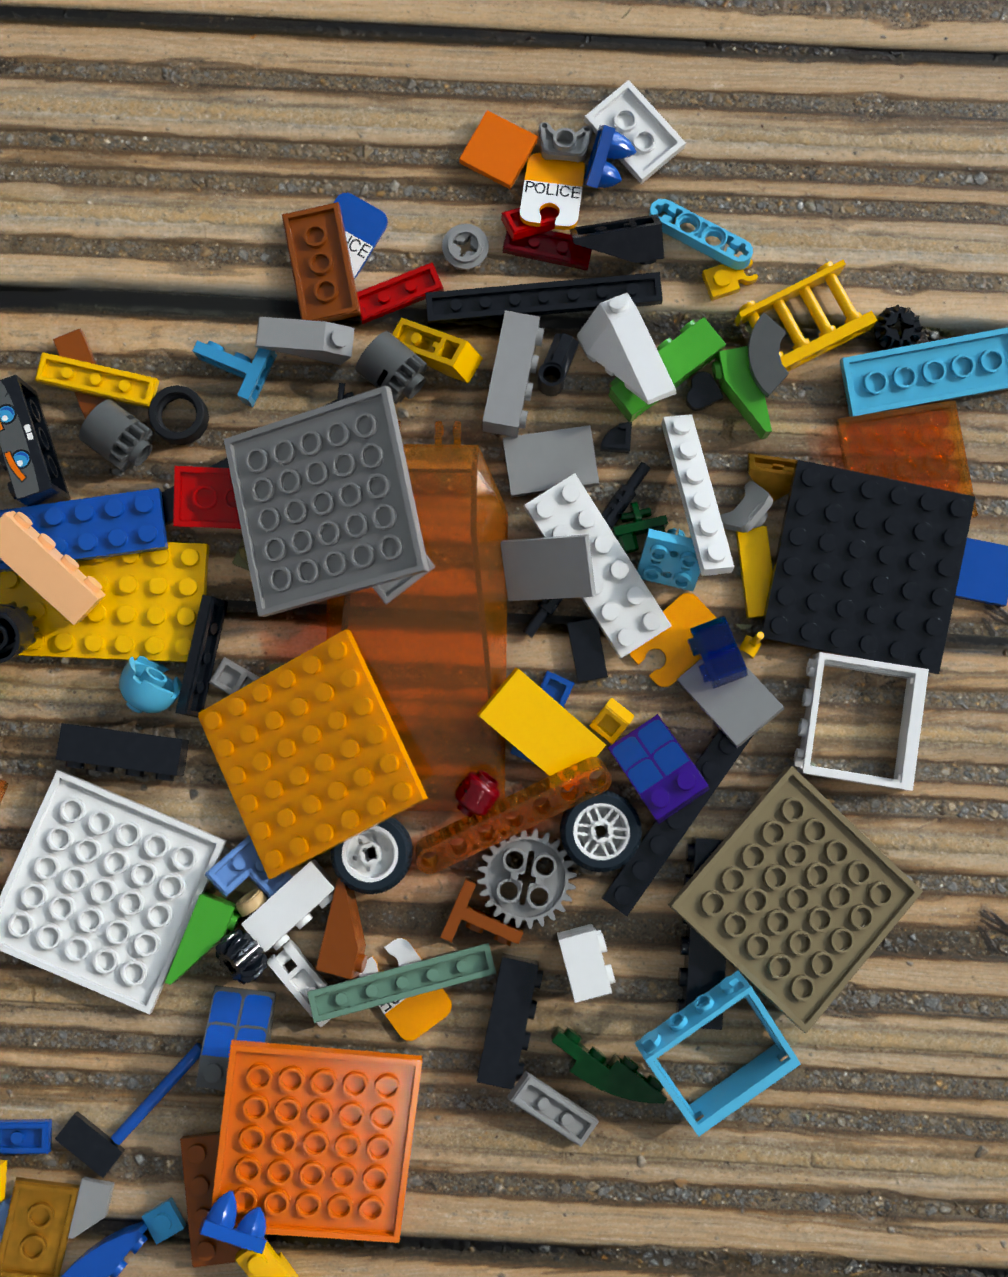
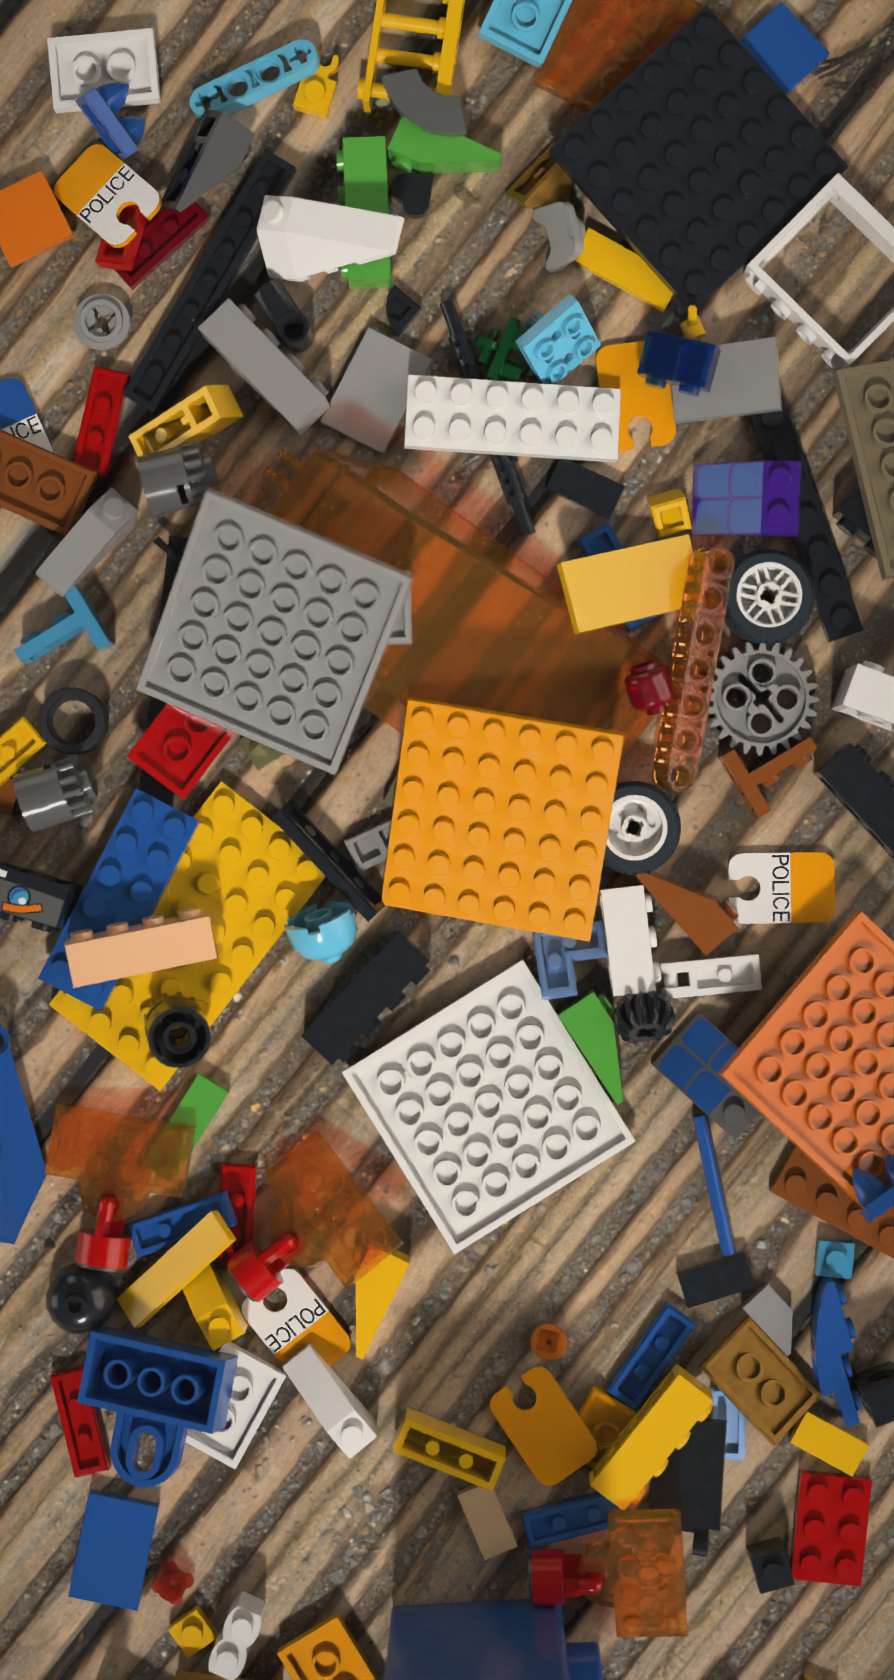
camera: 55 degrees left, 5 degrees up
(250, 902) = (598, 974): tan tile -> none
(401, 982) = (774, 884): sand green plate -> none
(548, 568) = (482, 466): light grey tile -> none
(564, 143) = (66, 150): light grey piece -> none
(697, 495) = (514, 271): white plate -> none

